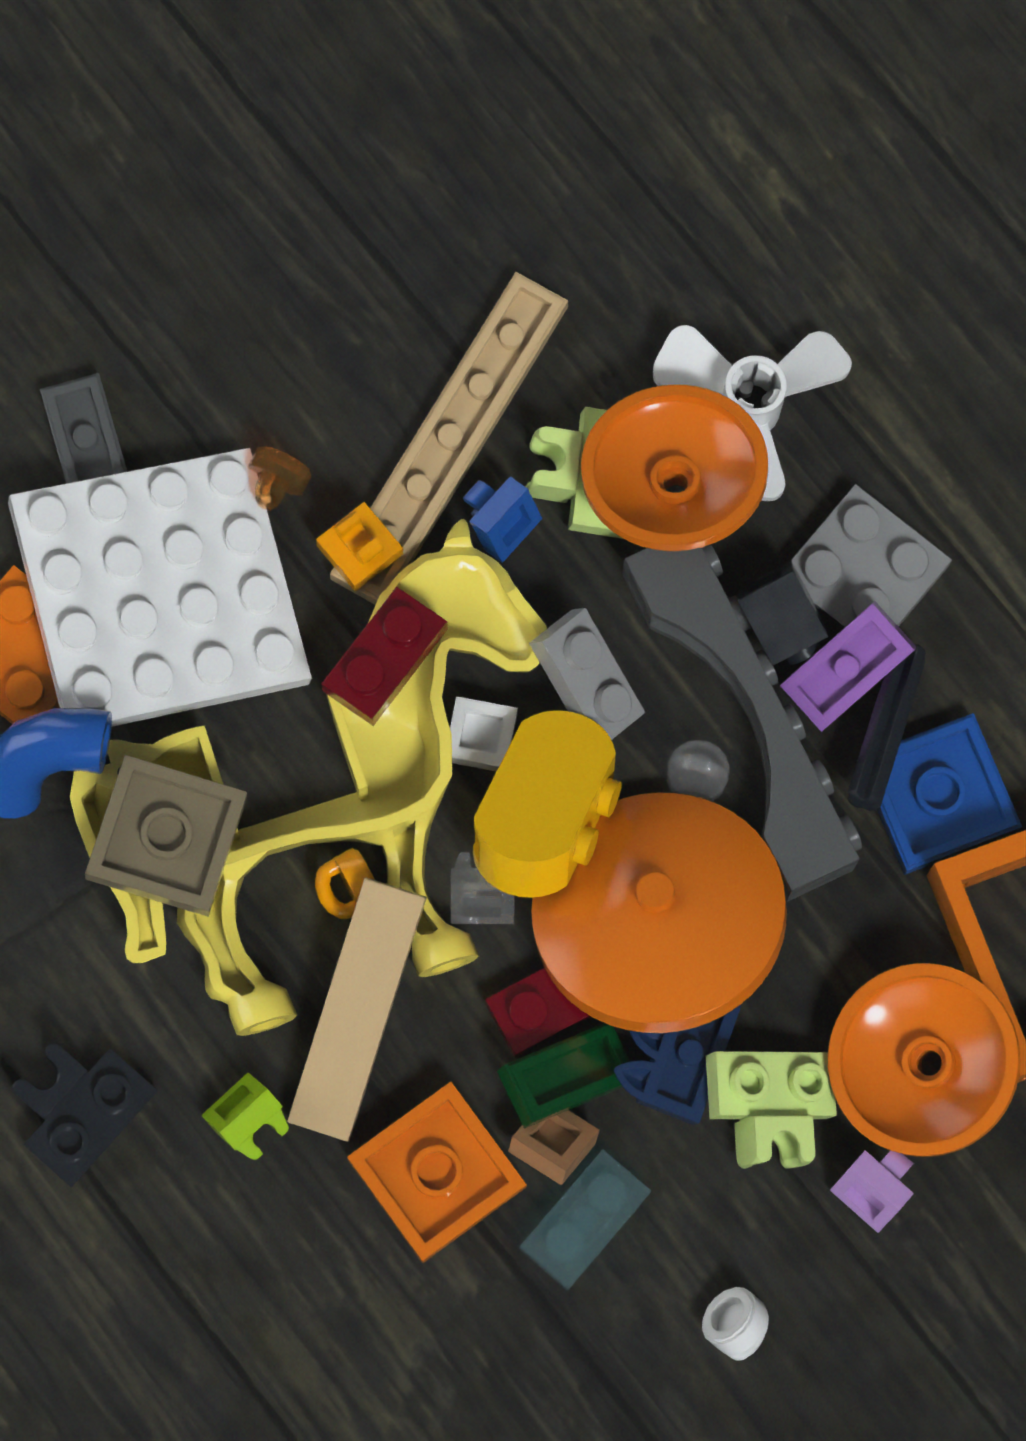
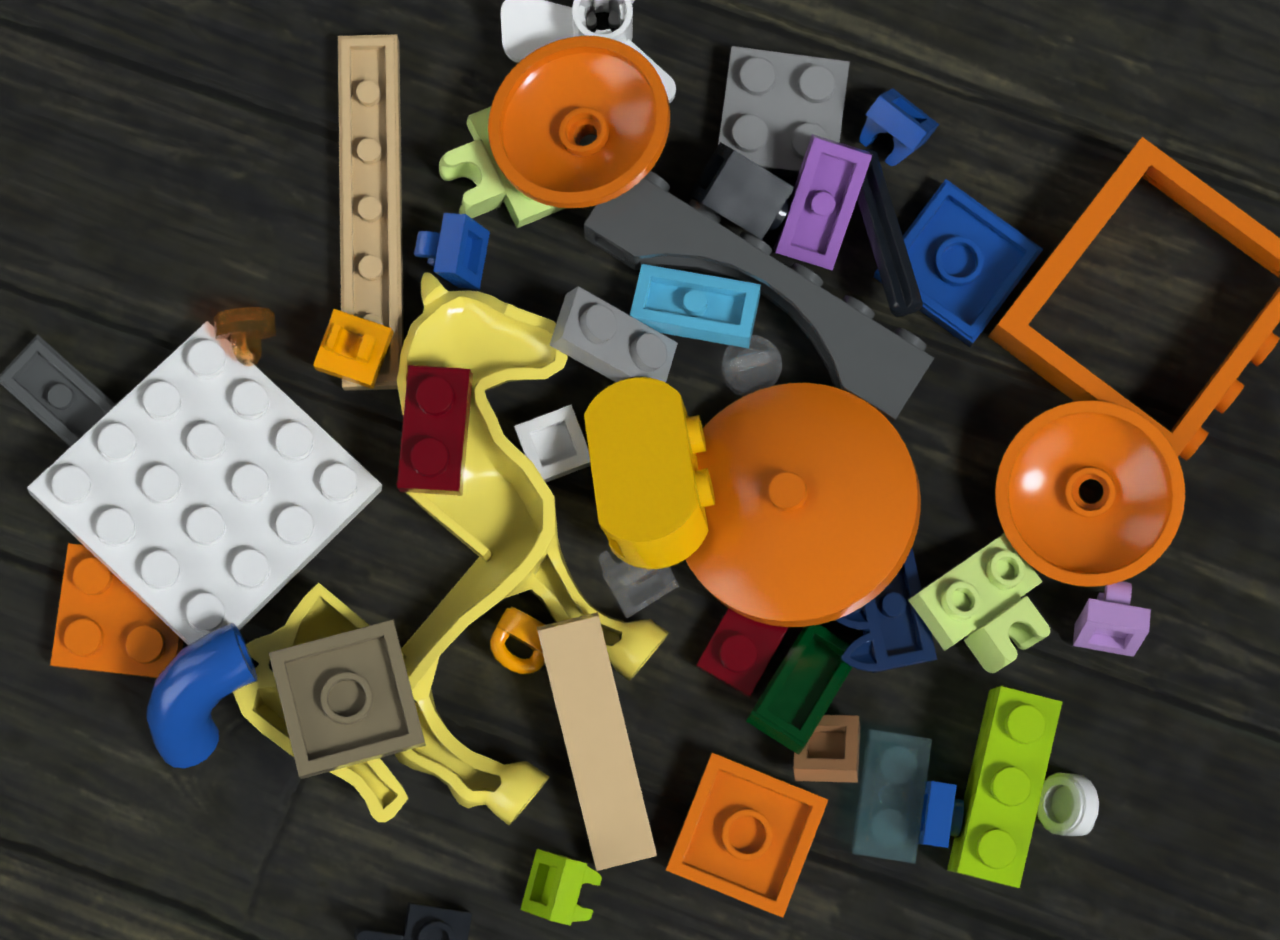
camera: 30 degrees left, 5 degrees up
(616, 1259) = (940, 815): none -> blue plate
(681, 689) = (696, 305): none -> medium azure plate
(688, 1269) = (1005, 786): none -> lime brick
(965, 638) = (902, 120): none -> blue tile

